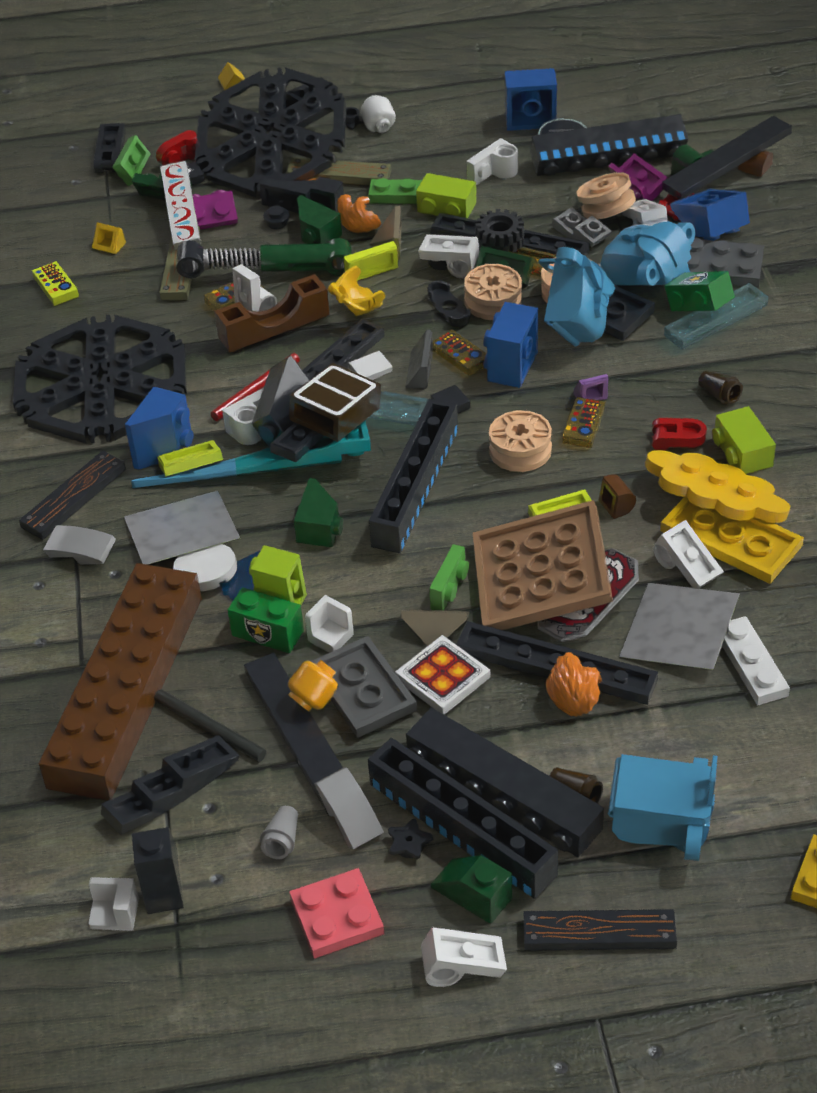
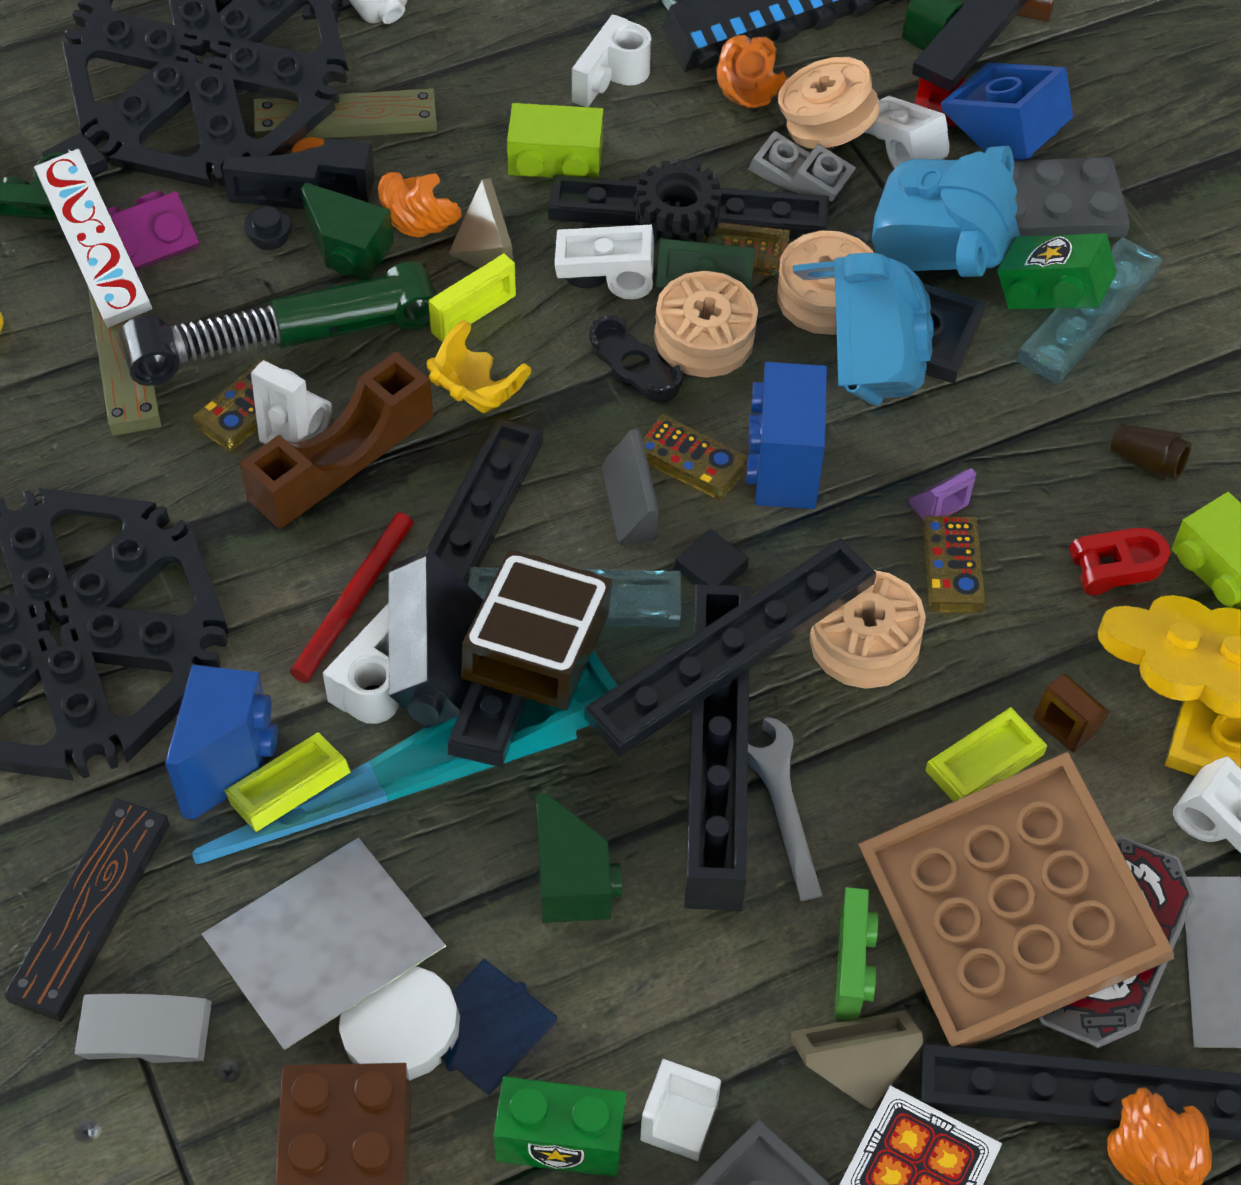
camera: 20 degrees left, 10 degrees up
(172, 150) = (42, 114): red plate -> none
(278, 574) = (560, 1039): lime brick -> none
(371, 366) = (556, 529): white panel -> none
(393, 191) = (458, 141): bright green plate -> none
(434, 425) = (728, 647): none -> black tile
(445, 495) = (773, 767): none -> light grey piece
(567, 176) = (747, 71): none -> orange hair
(644, 178) = (884, 56): magenta bracket -> none

